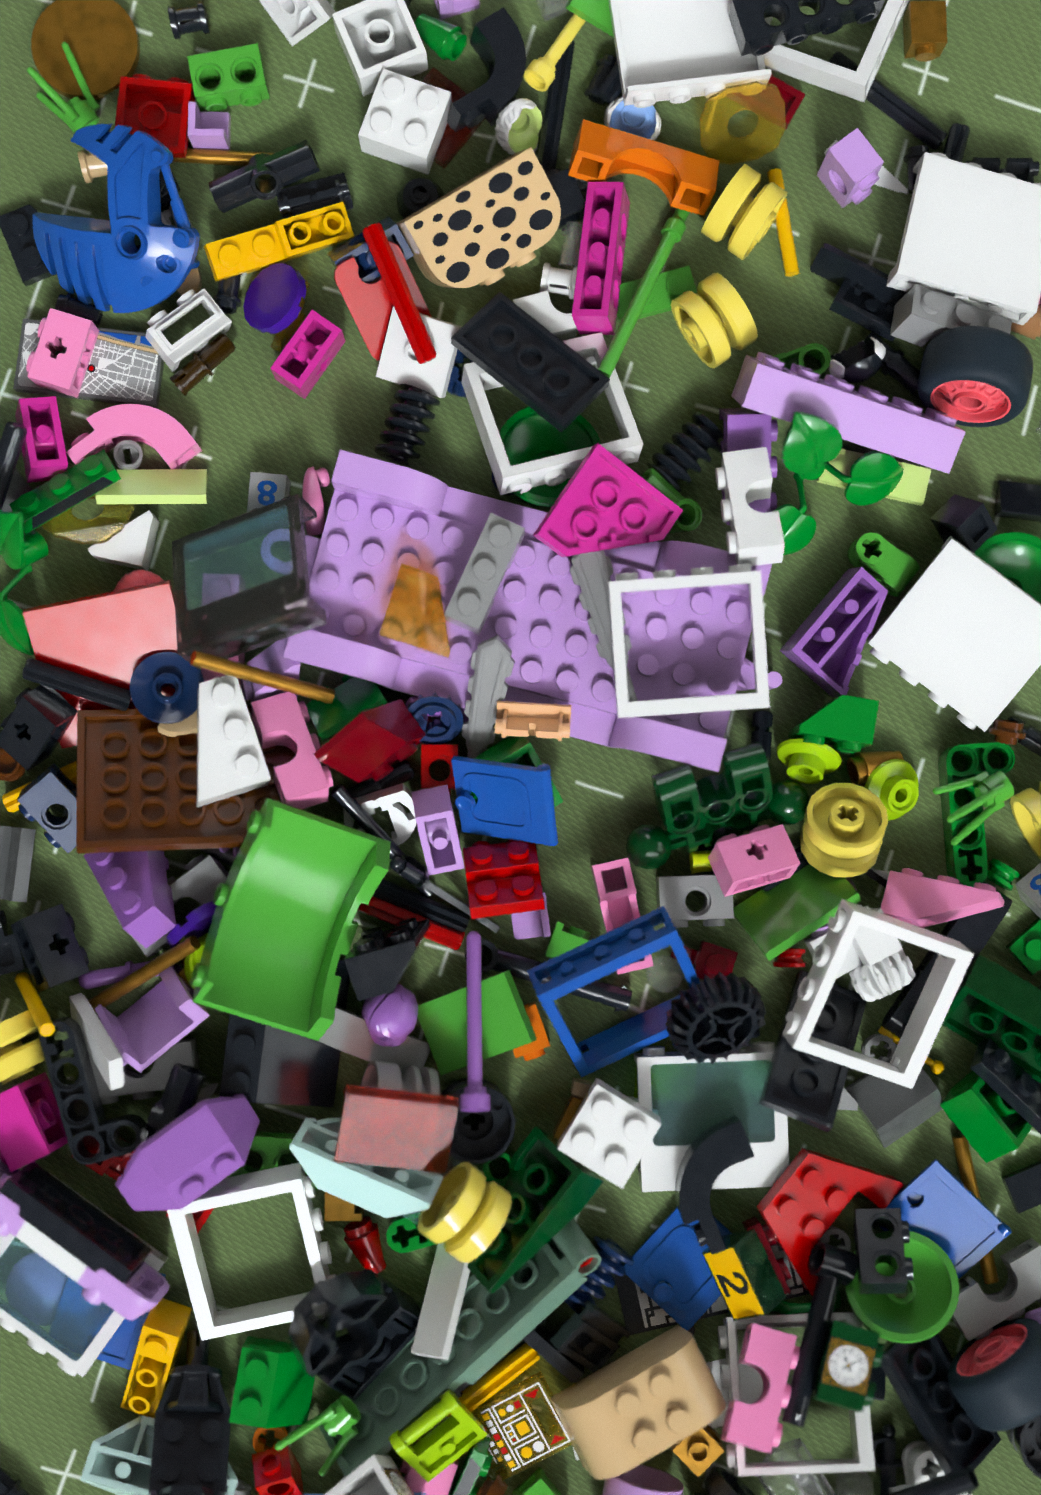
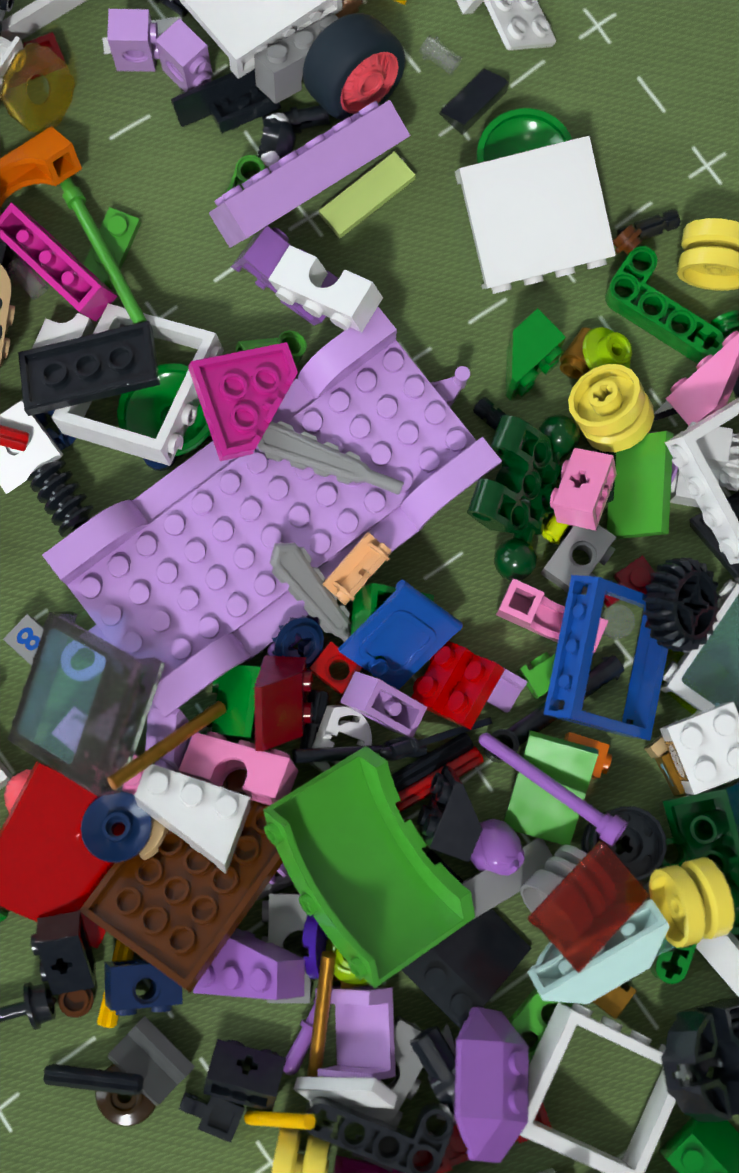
camera: 50 degrees left, 5 degrees down
(76, 684) = (58, 895): black axle -> none
(312, 495) = (49, 602): bright pink arm -> none
(365, 1243) = (654, 1002): red cone -> none
(417, 612) = (209, 592): clear yellow slope -> none
(484, 573) = (221, 519): light grey arch -> none
(558, 280) = (45, 305): white bush -> none
(687, 449) = (243, 309): black piece -> none
(699, 578) = (348, 364): white window -> none
(714, 320) = (164, 216): light yellow wheel -> none
(748, 215) = (103, 136): light yellow wheel -> none
(784, 229) = (132, 118): yellow bar -> none
(790, 958) = (676, 520): red bush -> none
(806, 453) = (313, 212): green plant -> none
(808, 761) = (540, 396): lime piece -> none
(835, 632) = (460, 305): medium lavender wedge -> none
(870, 225) = (184, 56): none -> lavender brick
(886, 564) = (437, 234): bright green piece -> none
(964, 521) = (450, 153): black brick -> none
(990, 793) = (664, 284): bright green plant -> none

